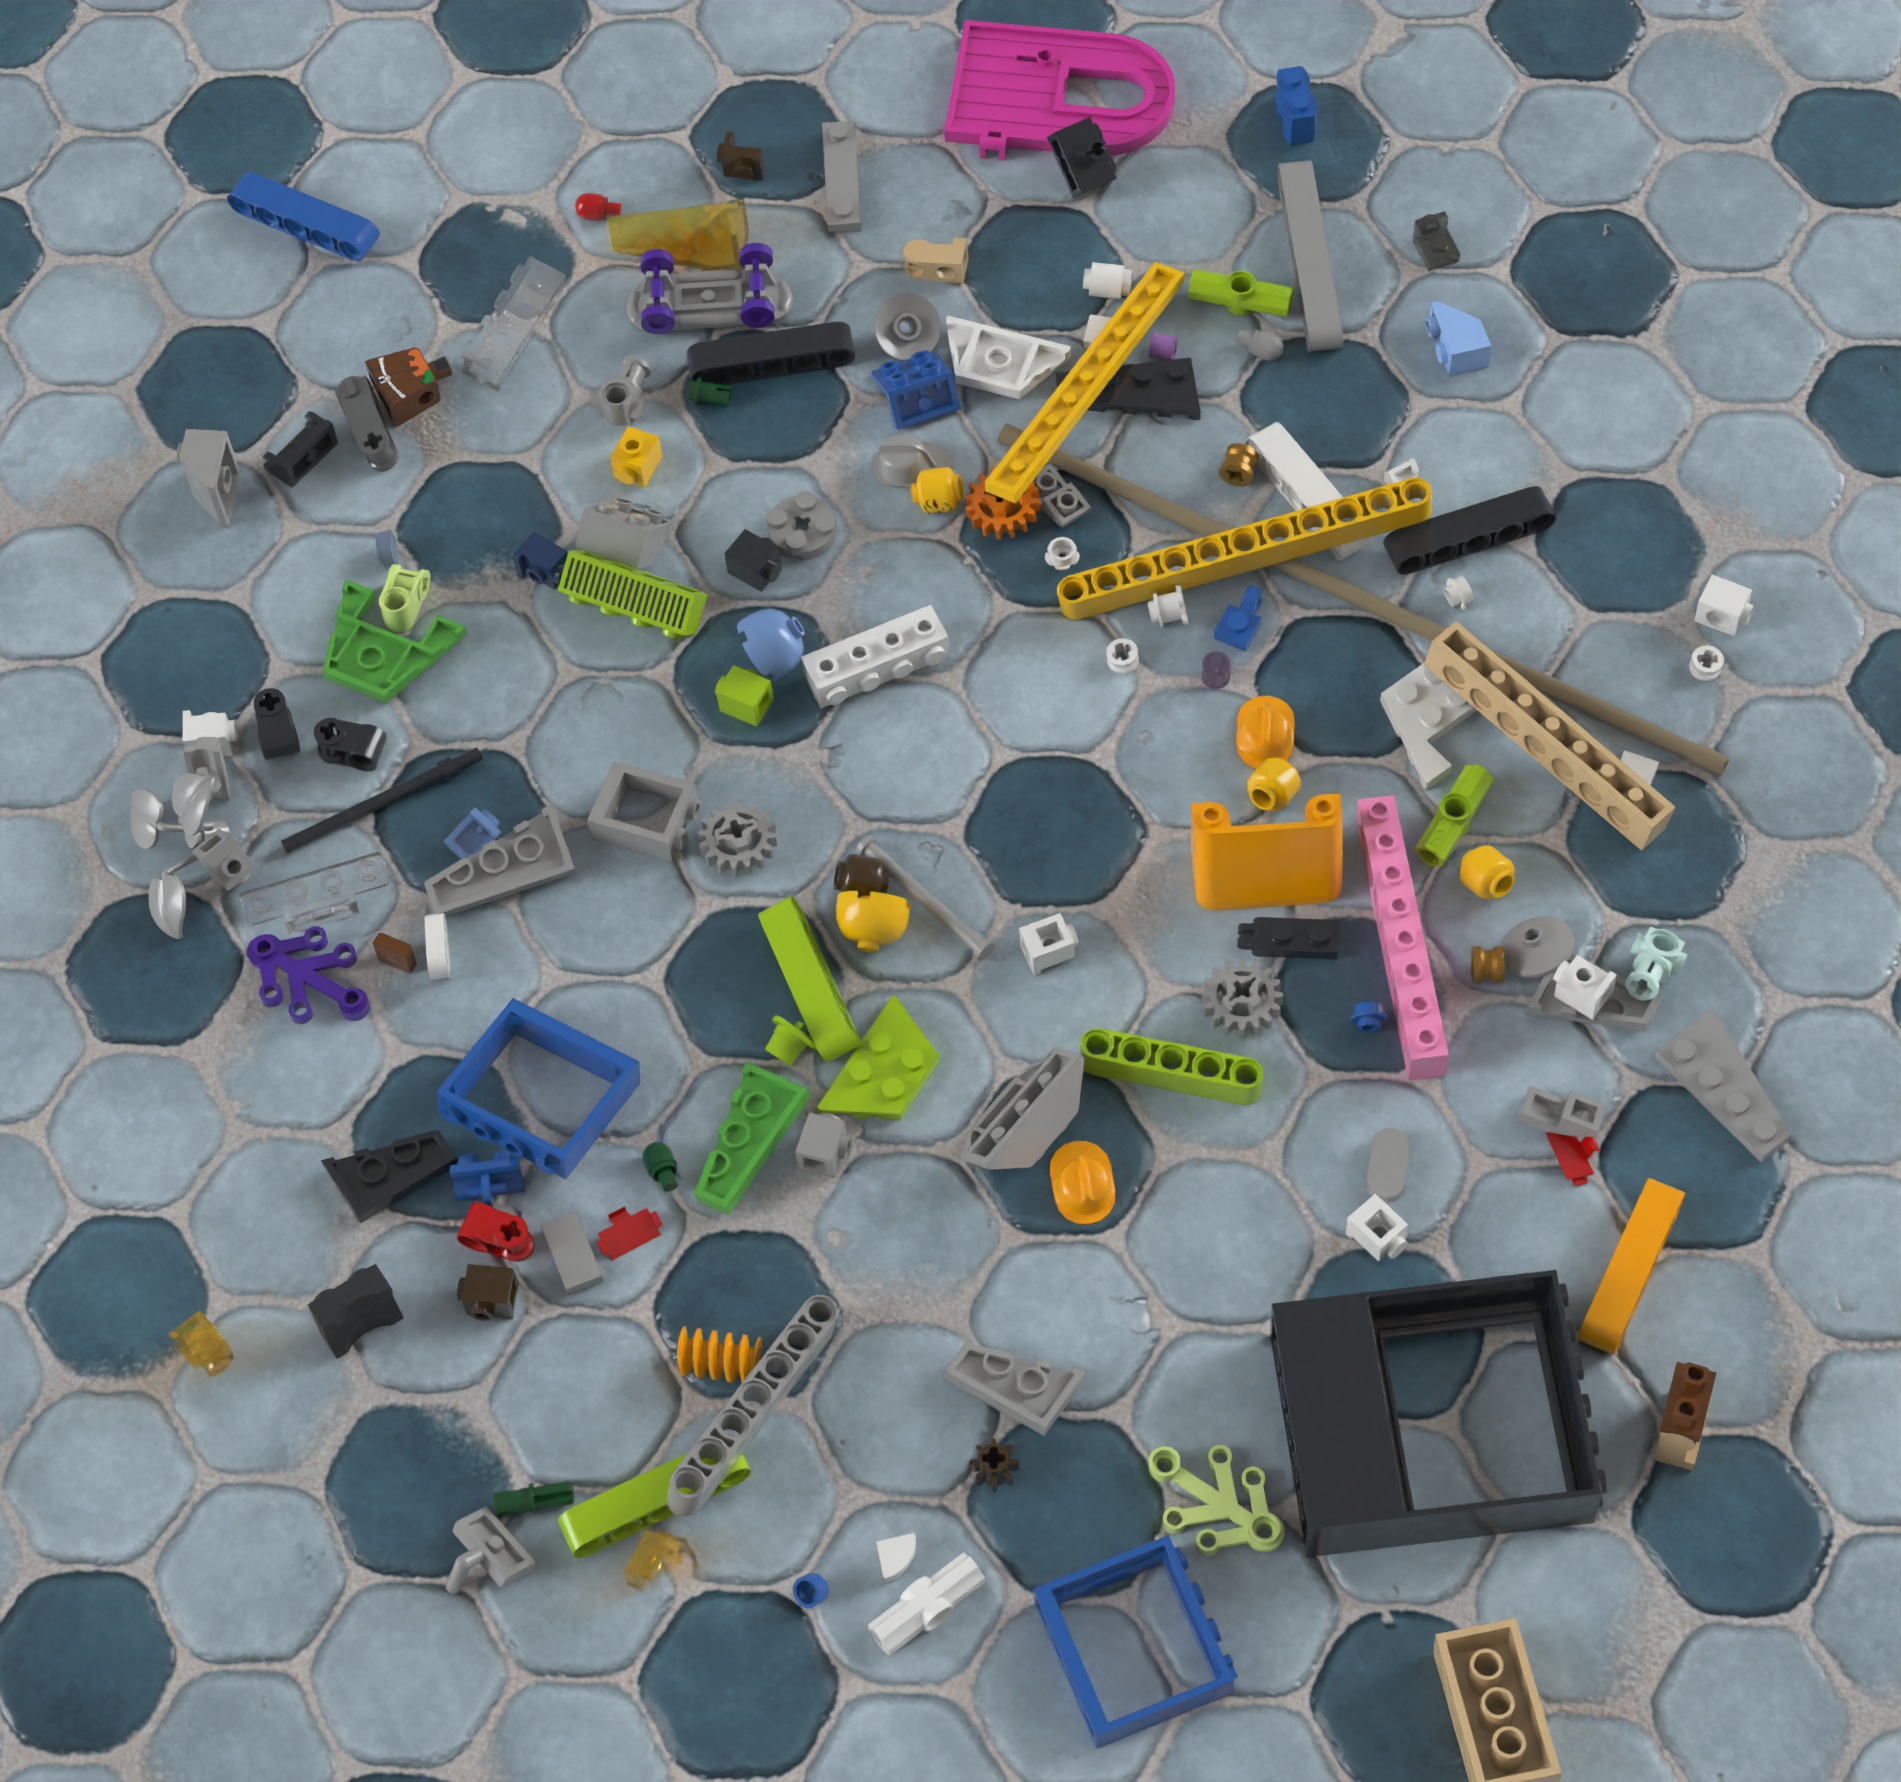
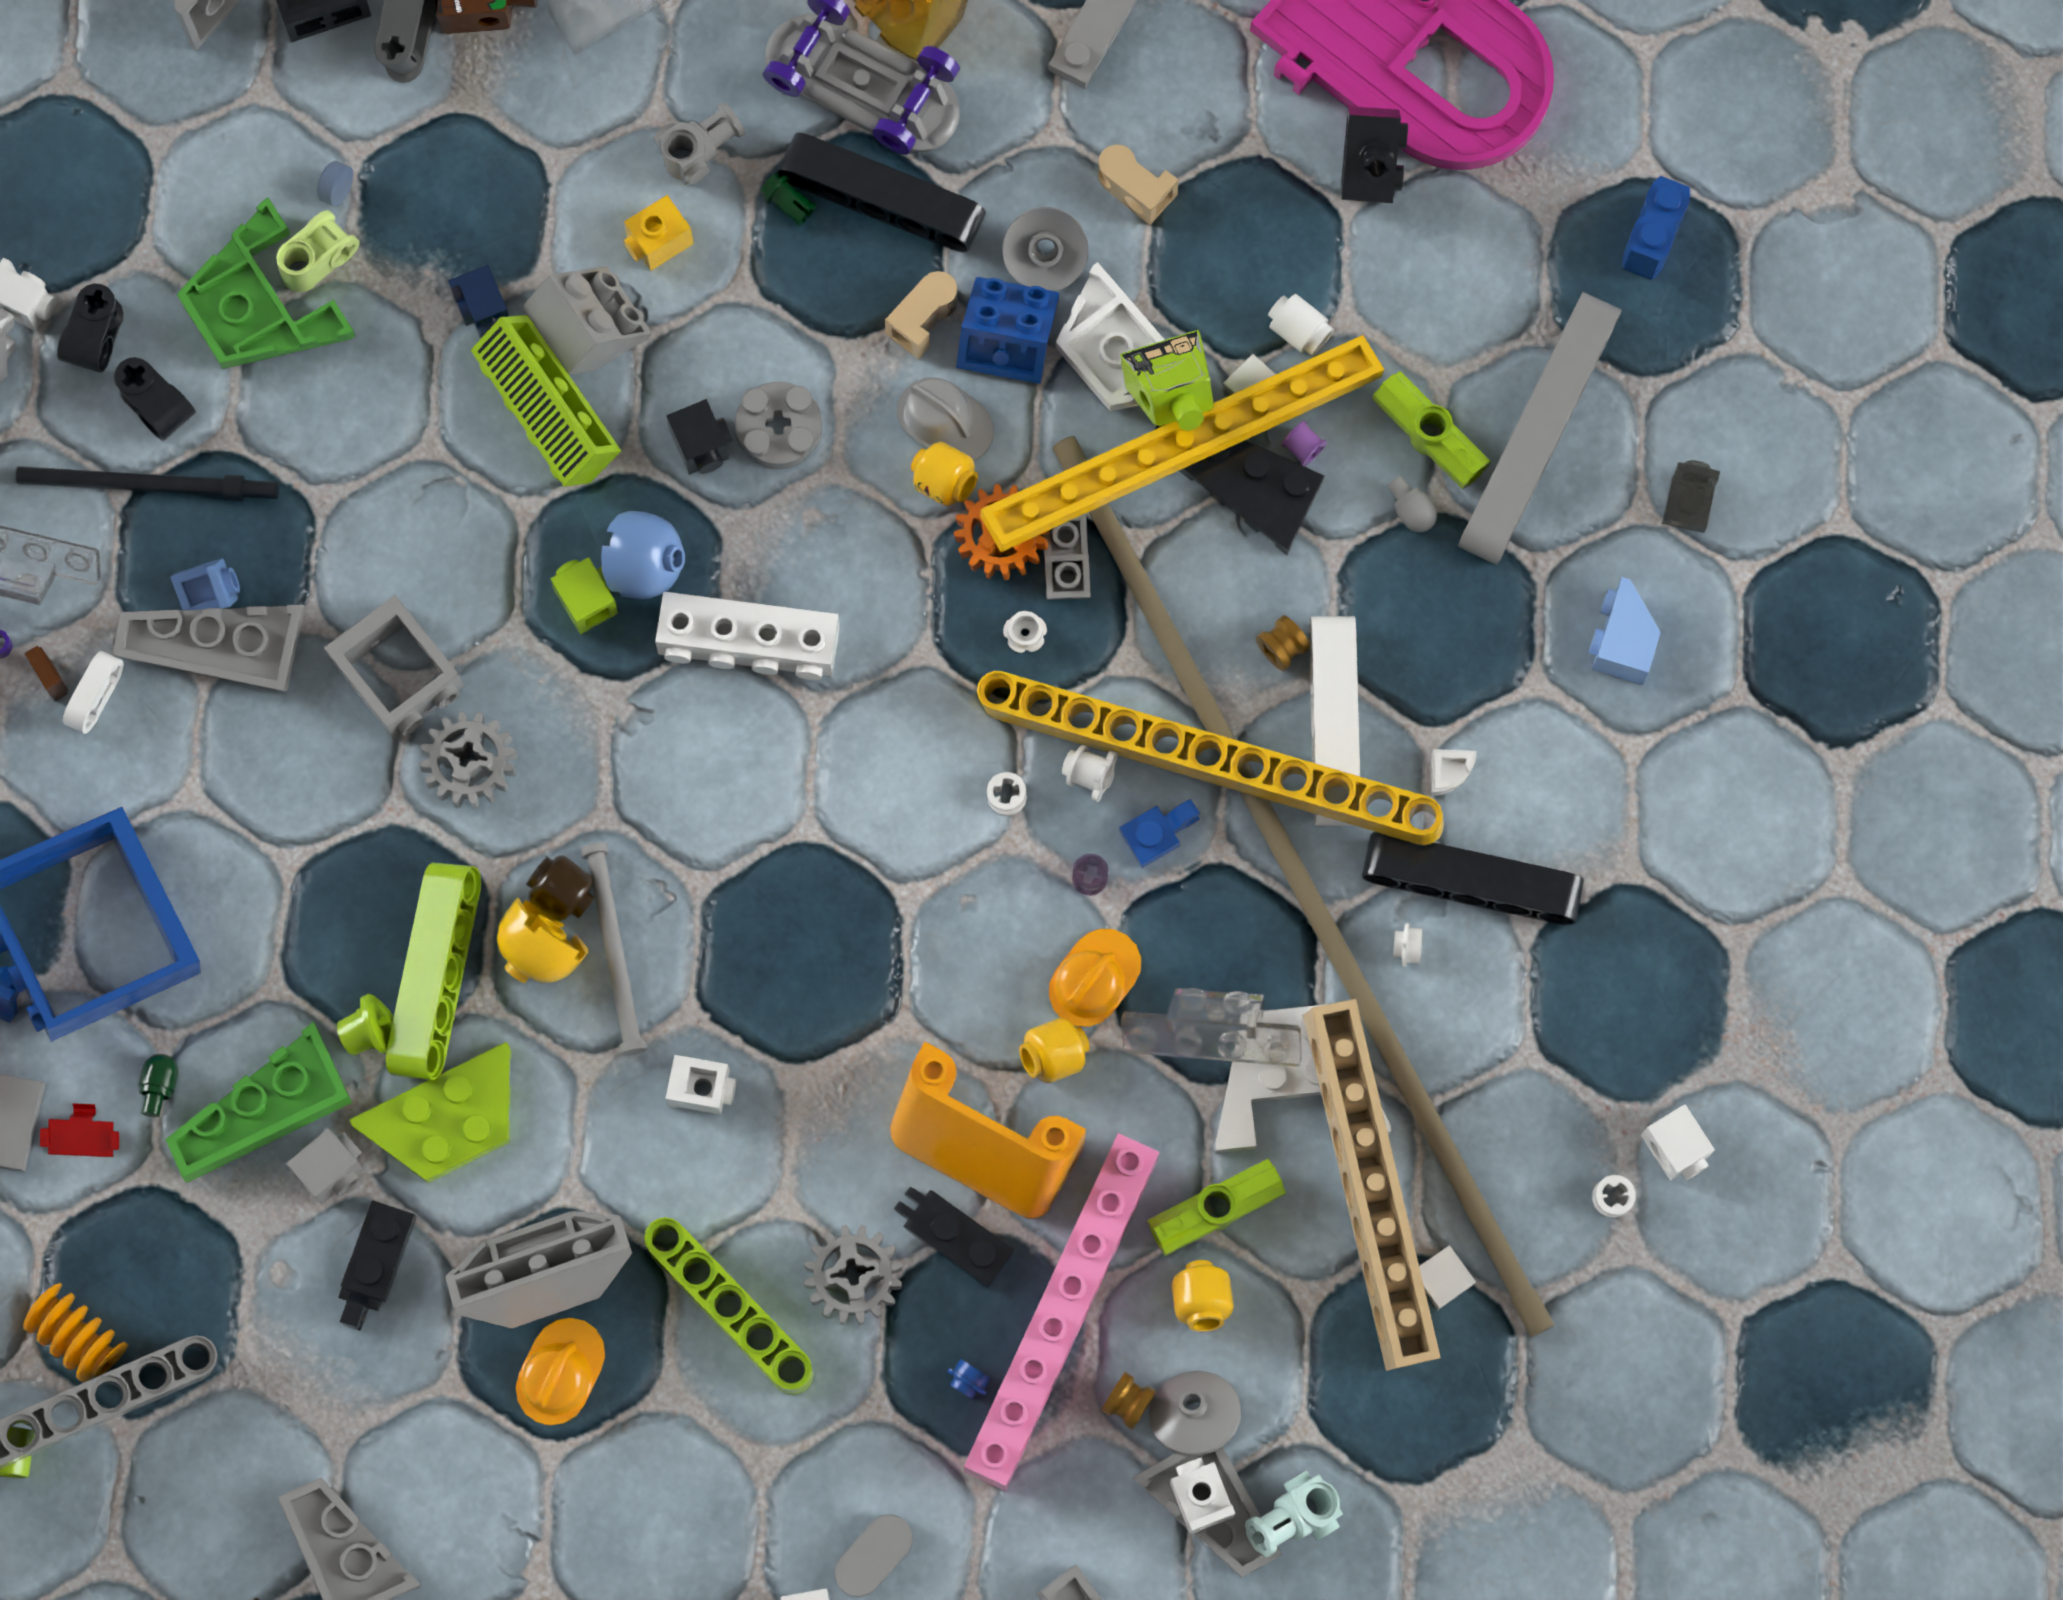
camera: 25 degrees right, 15 degrees up
(851, 400) = (919, 311): none -> tan leg
(899, 1187) = (374, 1261): none -> black hinge
(1051, 346) = (1170, 380): none -> lime torso
(1371, 709) = (1213, 1028): none -> clear bracket

